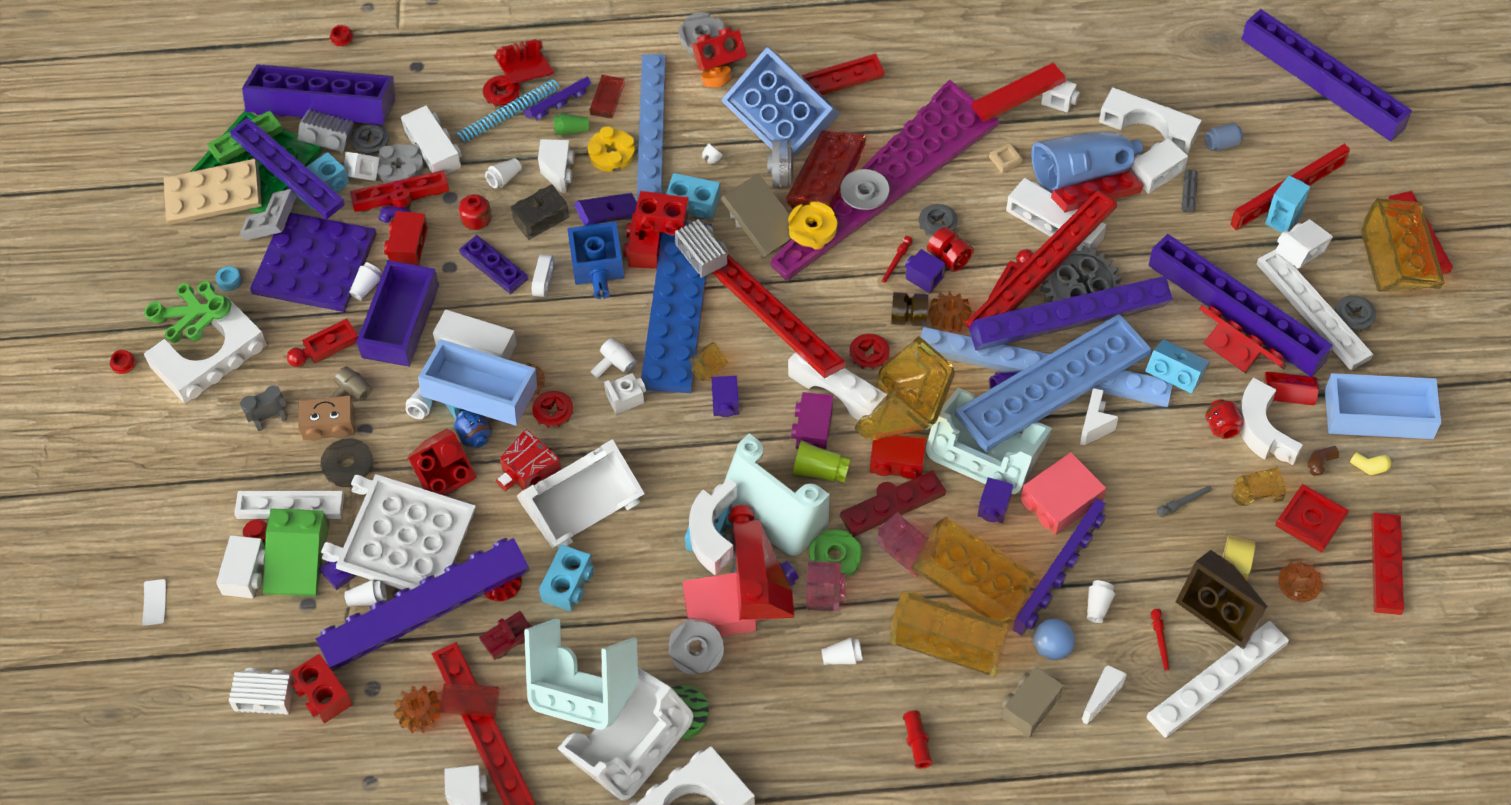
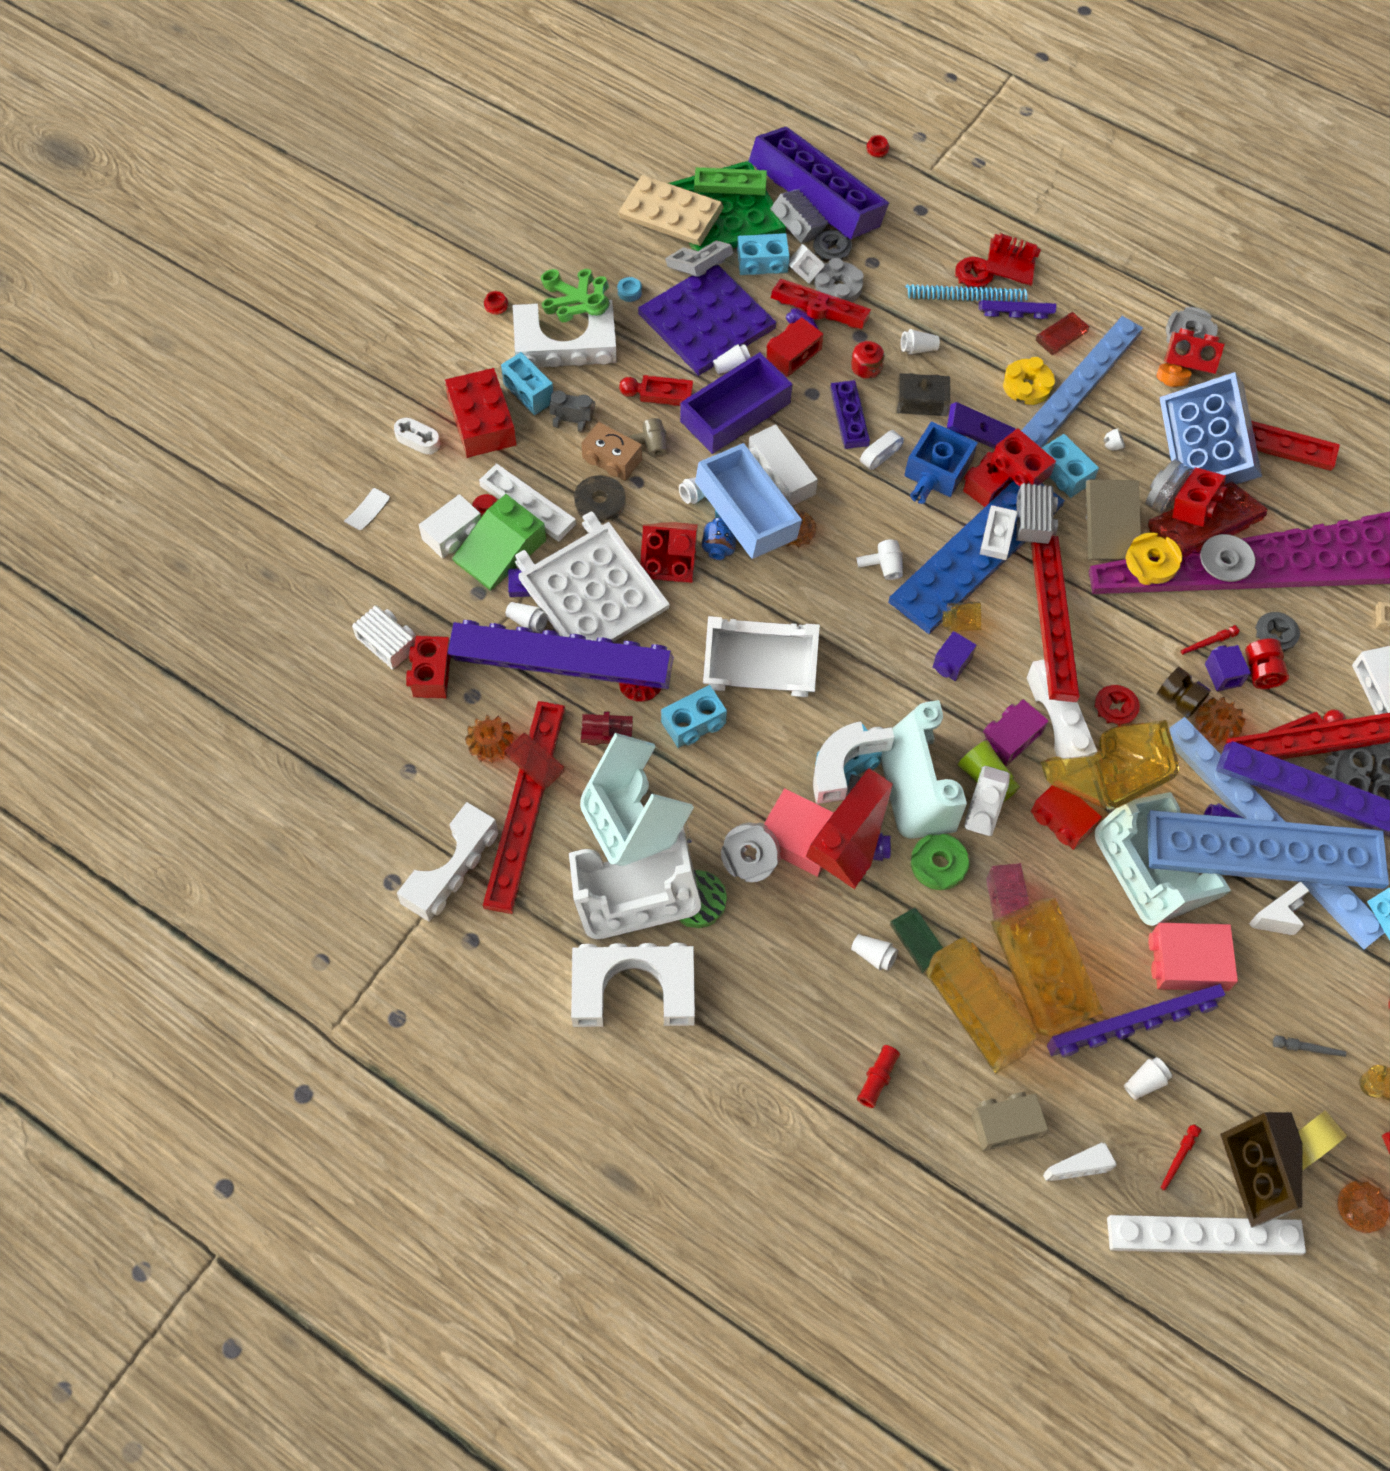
camera: 35 degrees right, 5 degrees up
(146, 514) = (418, 433): none -> white beam
(188, 459) = (480, 412): none -> red brick
(210, 409) = (527, 383): none -> medium azure brick
(287, 168) = (740, 226): dark purple plate -> none
(431, 140) = (881, 278): white brick -> none
(527, 462) = (739, 597): red torso -> none
(545, 403) = (799, 558): red gear -> none
(555, 162) = (970, 360): white slope -> none
(570, 124) = (1009, 337): bright green cone -> none
(625, 393) = (870, 595): white brick -> none
(685, 280) = (998, 532): none -> white plate
(740, 513) = (882, 766): red plate -> none
(810, 156) = (1200, 497): none -> red brick
(825, 586) = (903, 881): clear pink brick -> none
(837, 482) = (987, 800): none -> white brick
(865, 622) = (916, 937): none -> clear green tile
(890, 500) = (1031, 852): dark red hinge -> none
(995, 500) = (1123, 917): dark purple brick -> none
(1053, 639) = (1076, 1081): medium blue hair -> none

